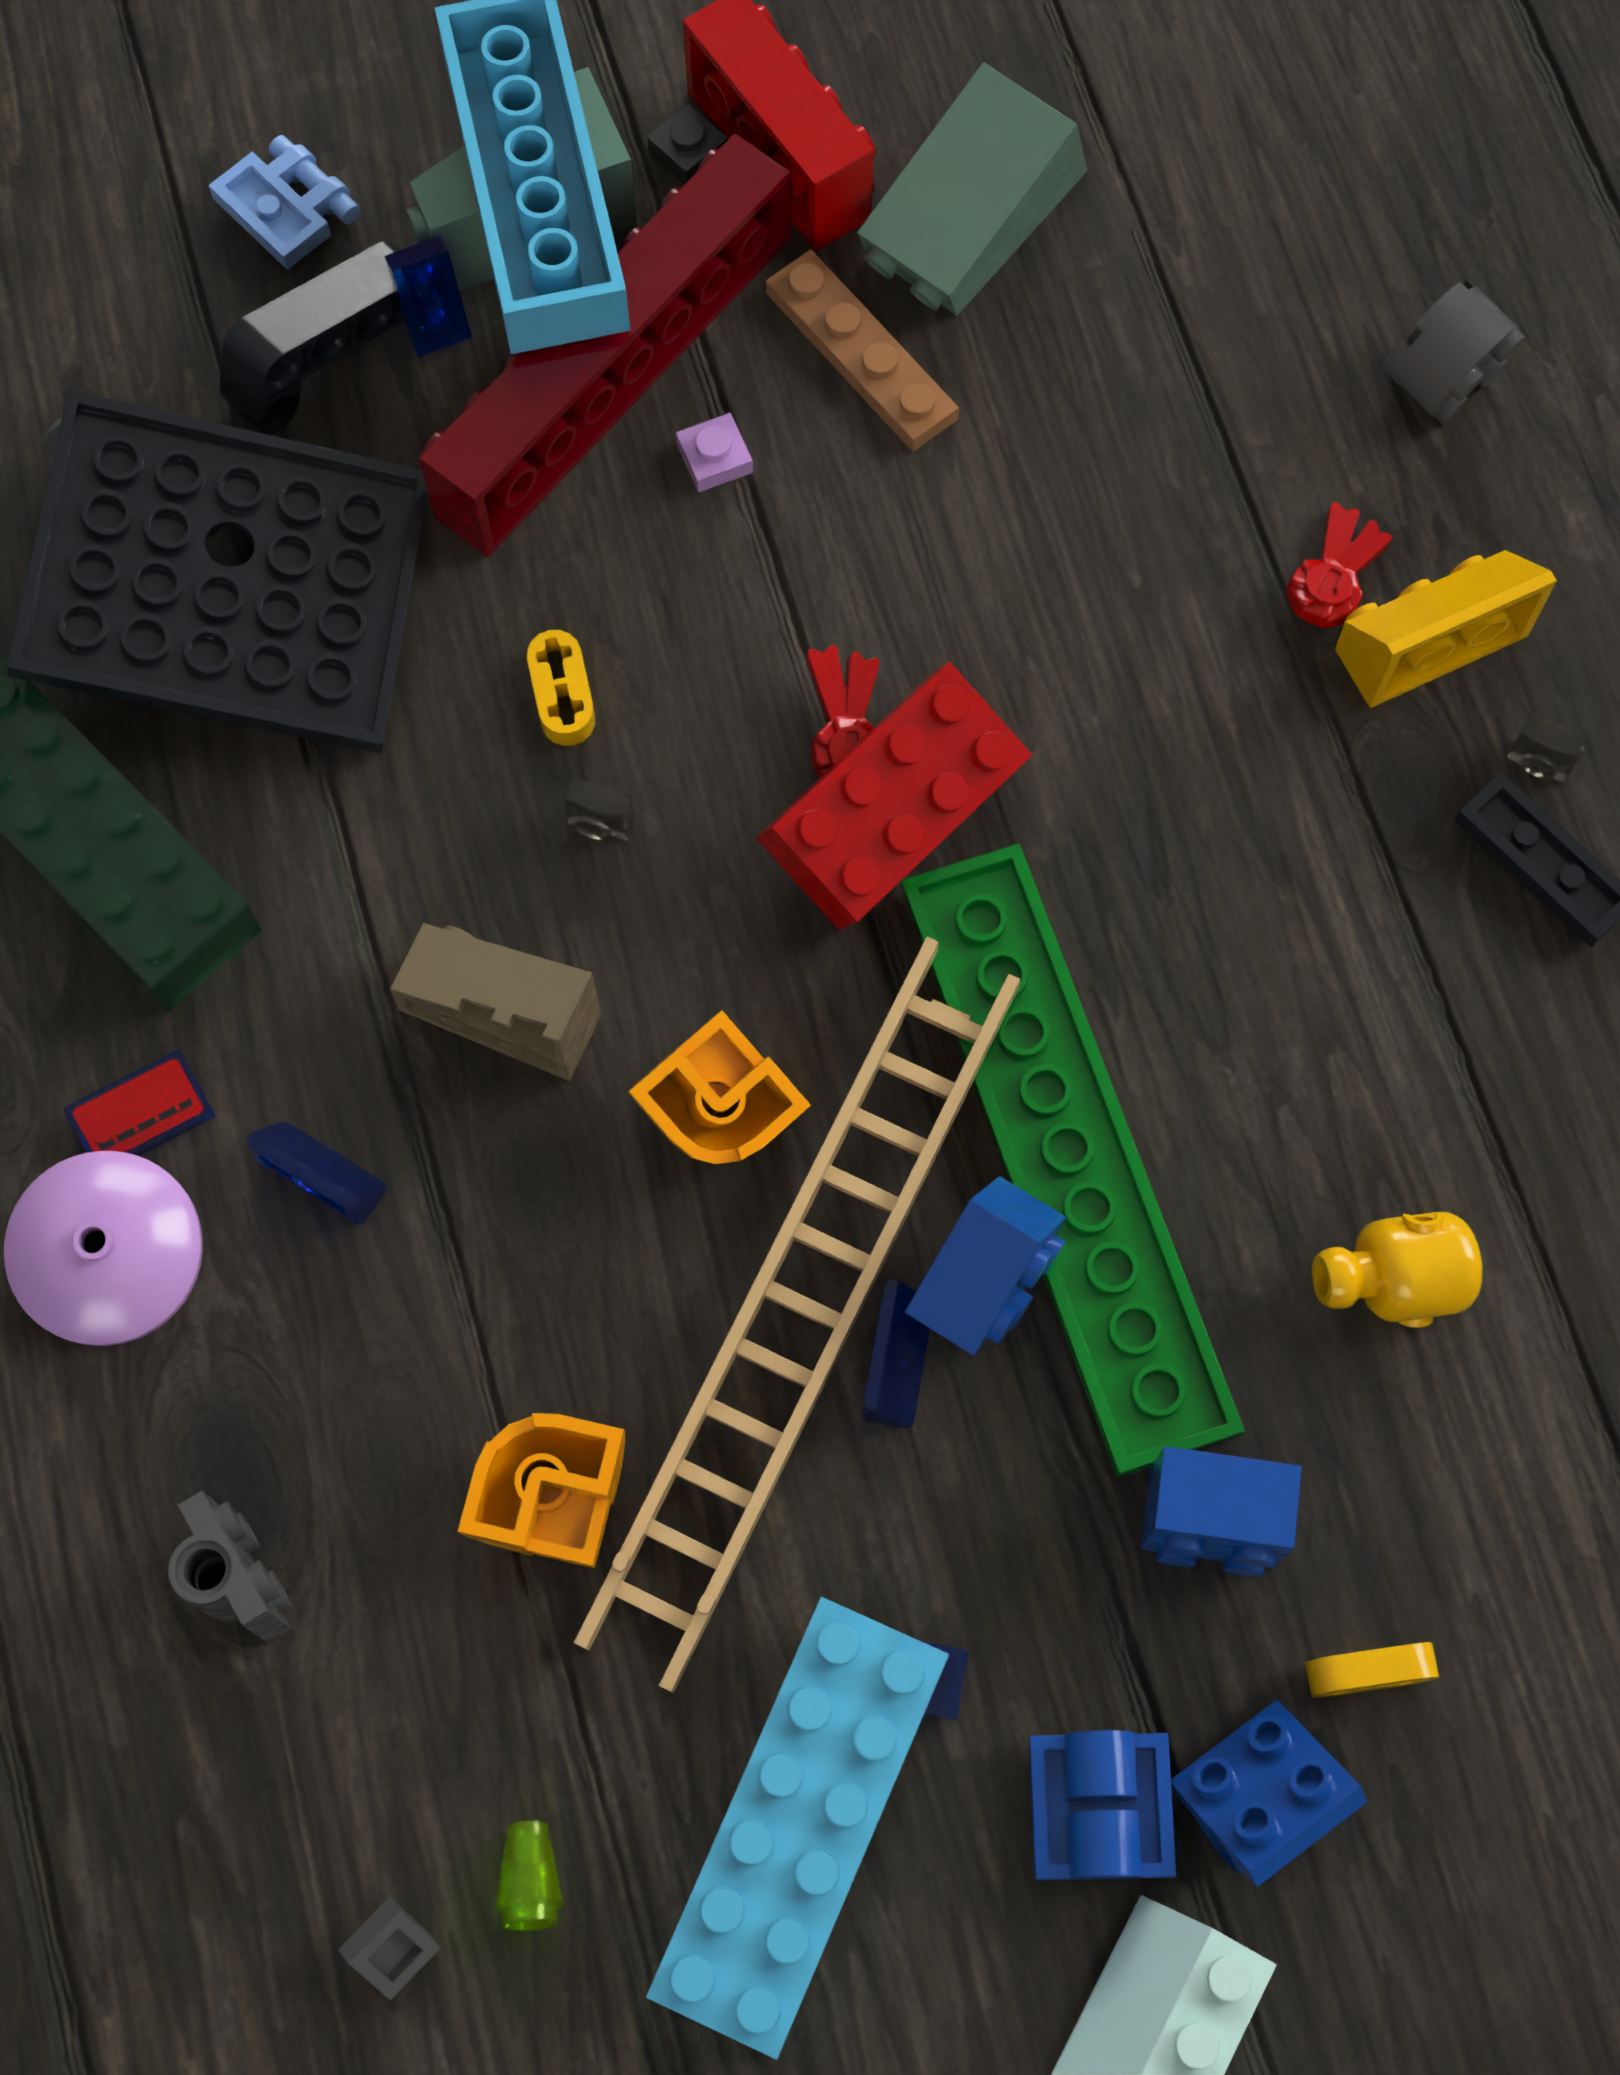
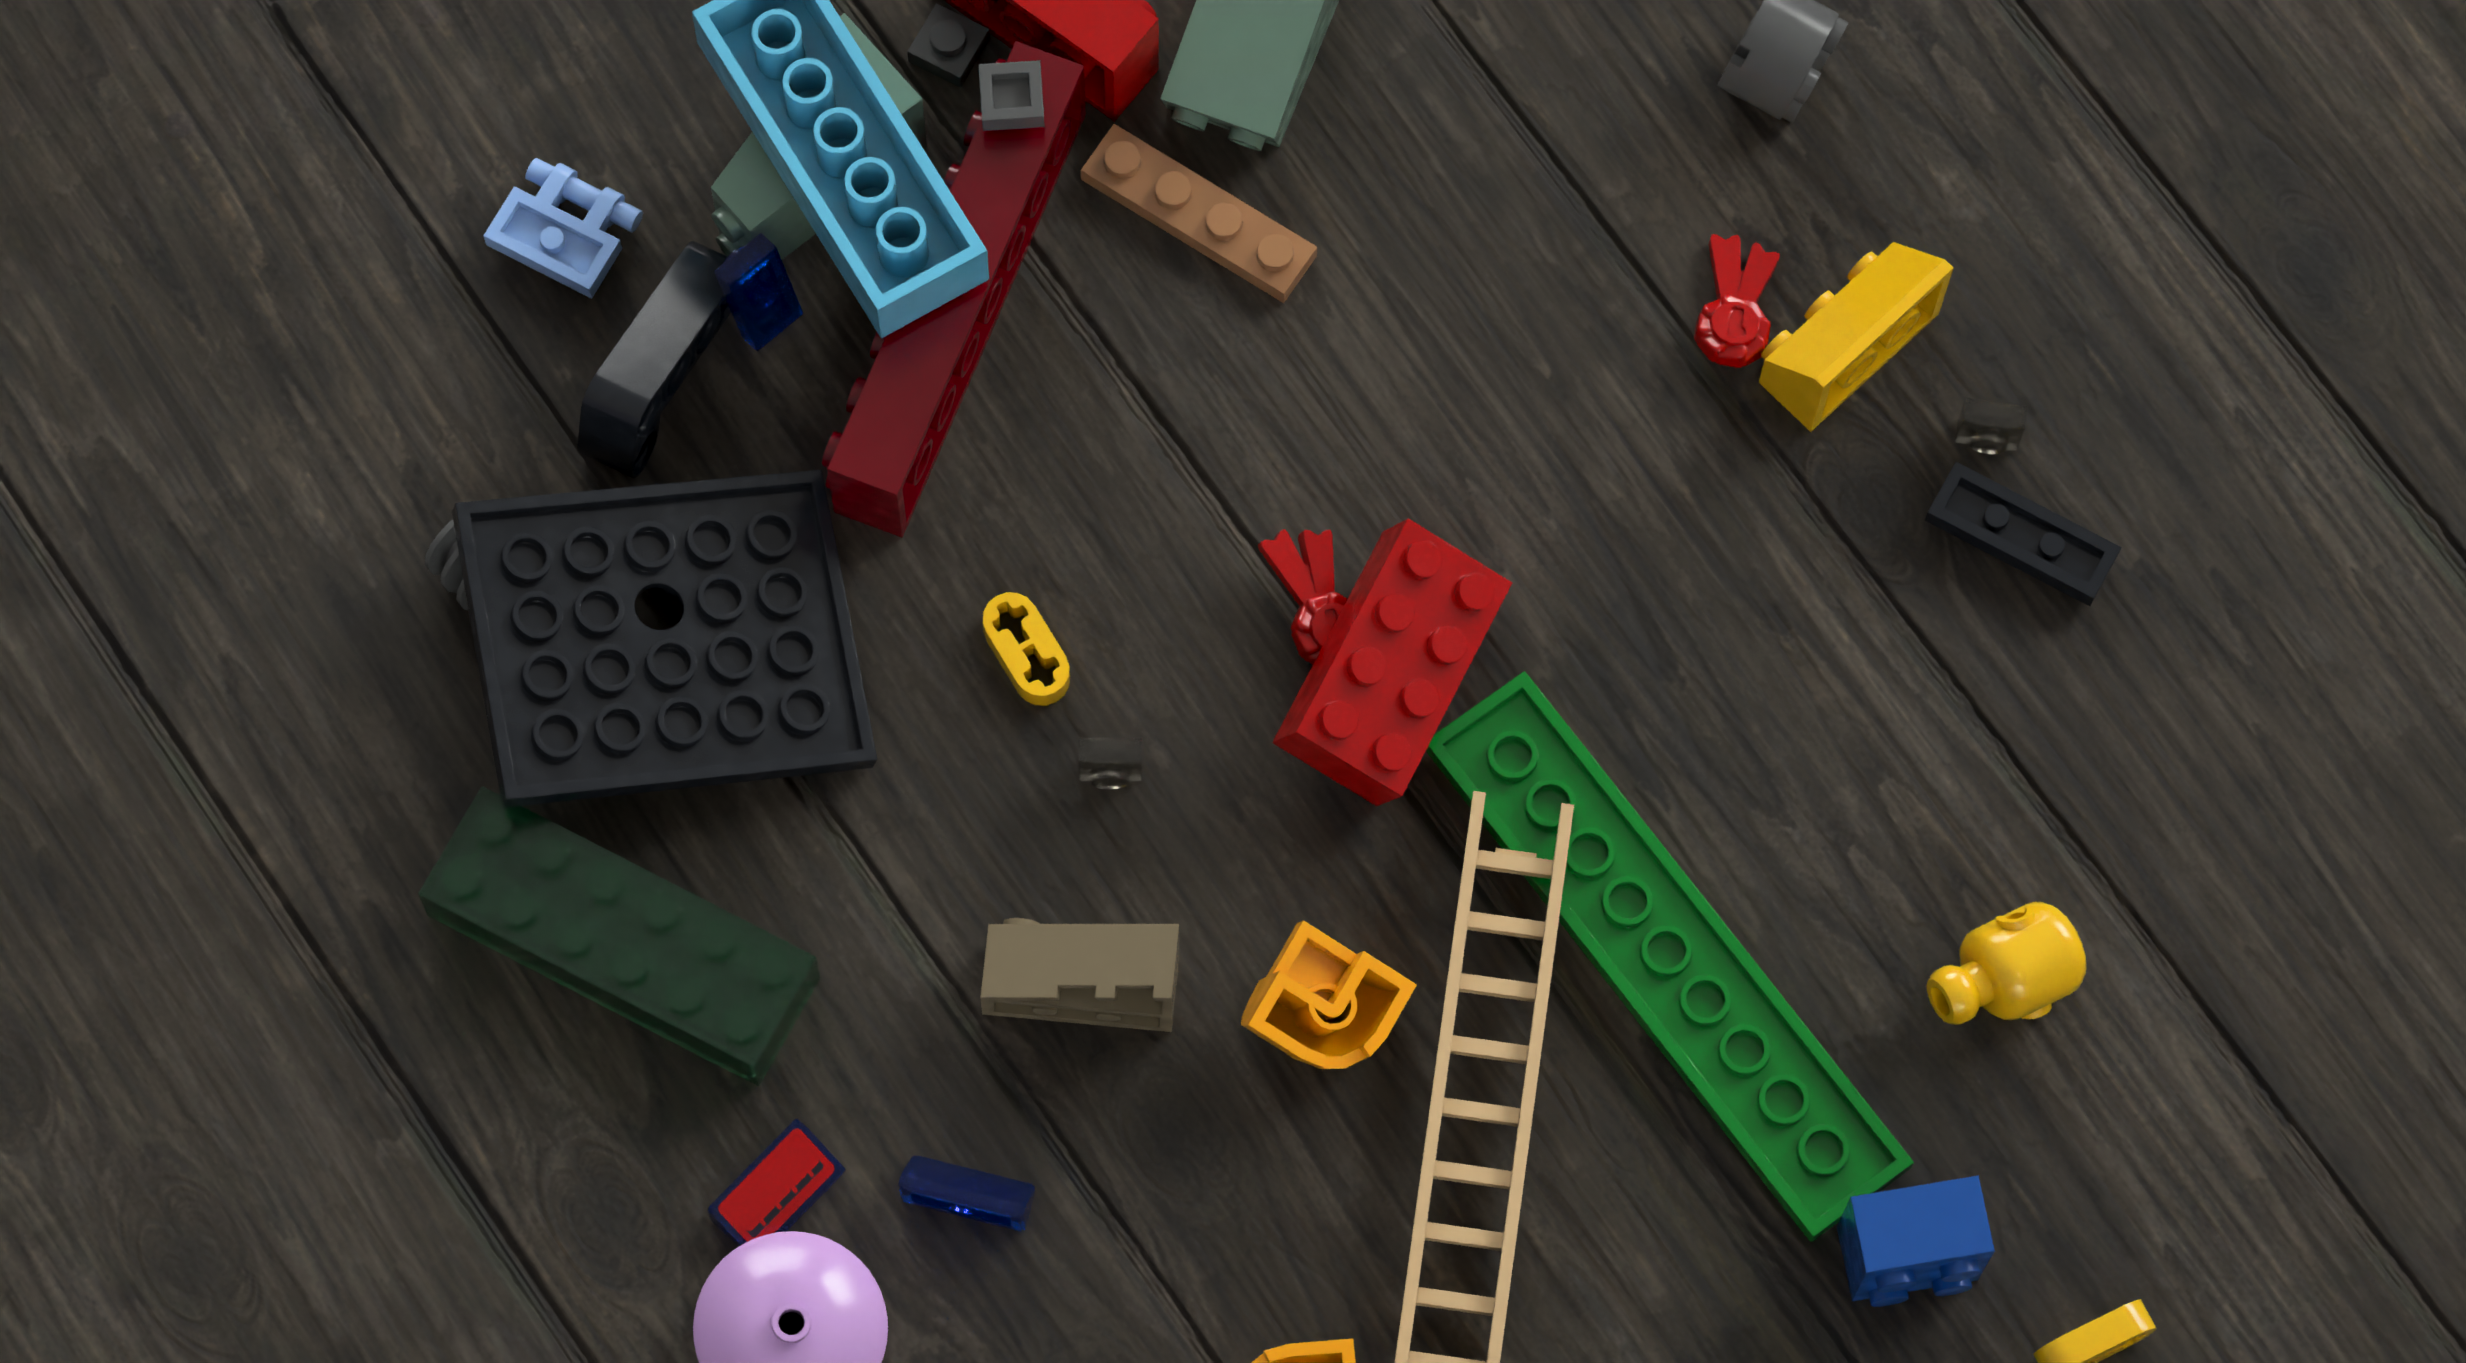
camera: 20 degrees left, 0 degrees up
(709, 173) = (1011, 95): none -> dark grey plate
(714, 452) = (1090, 363): lavender plate -> none
(895, 1361) = (1572, 1194): clear blue slope -> none
(985, 1264) = (1632, 1089): blue brick -> none

